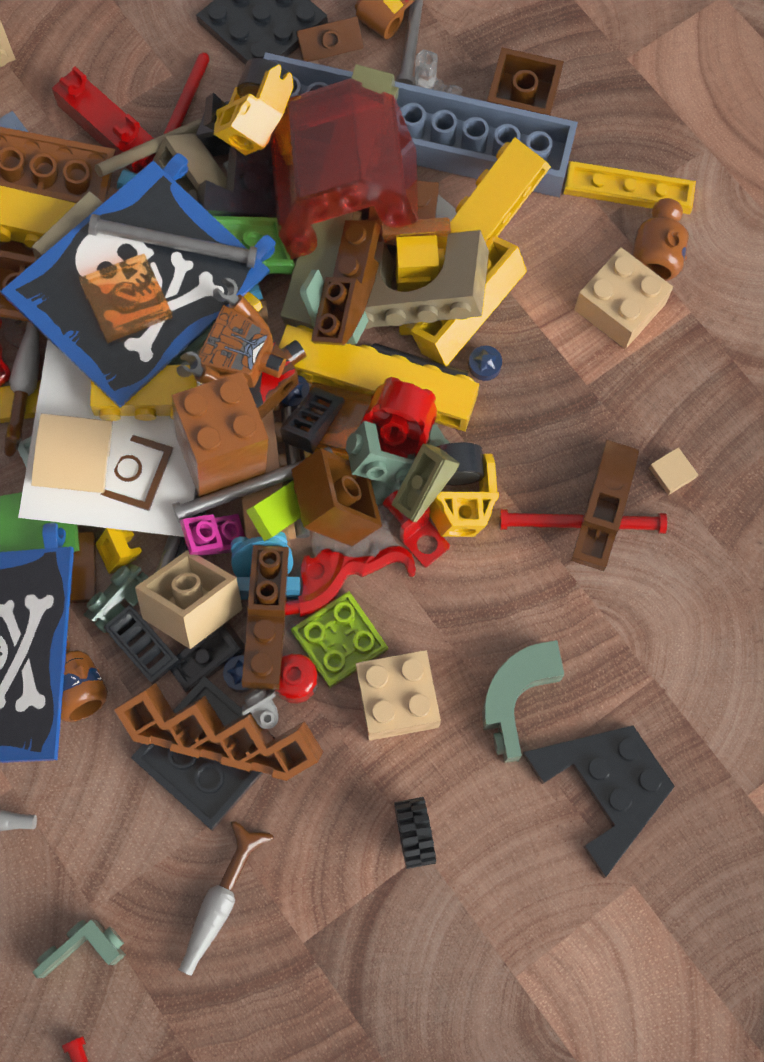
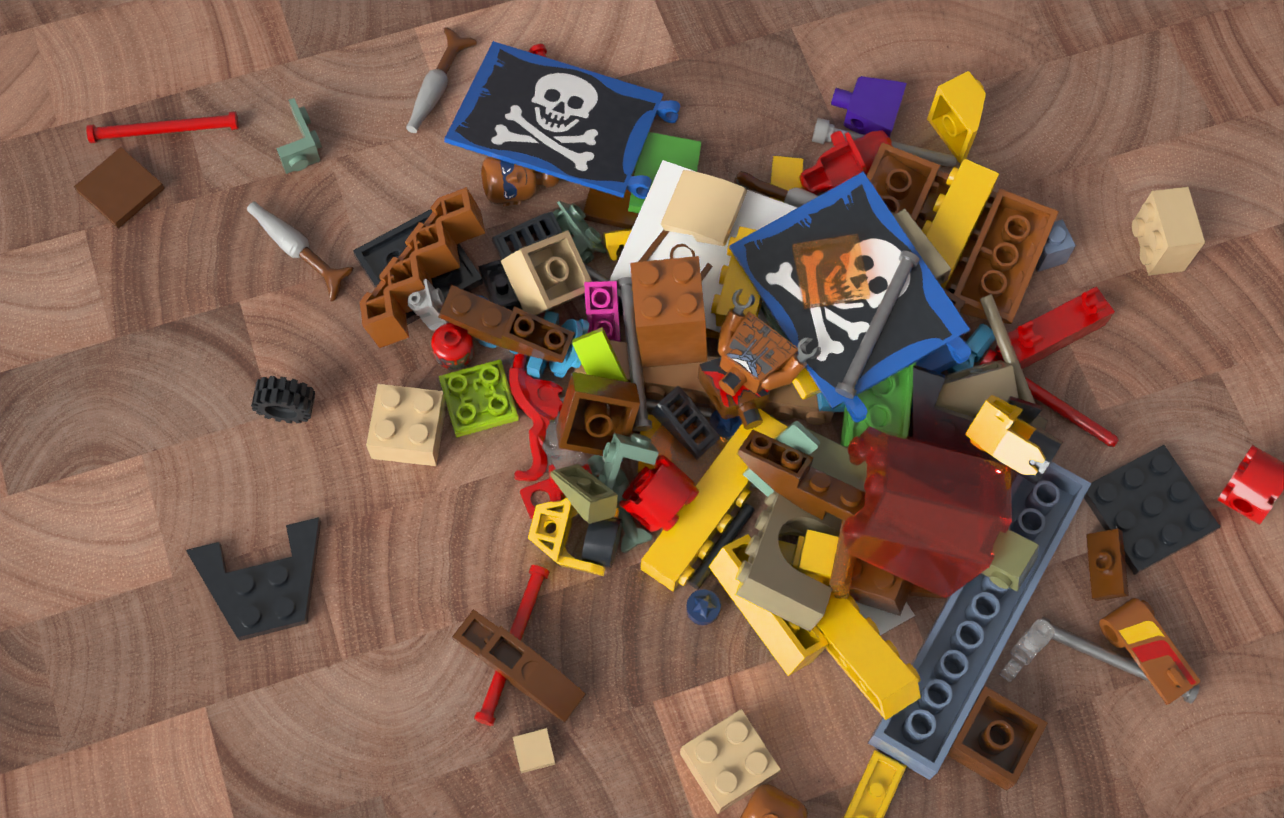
camera: 105 degrees right, 5 degrees down
(525, 669) = (389, 544): sand green arch -> none

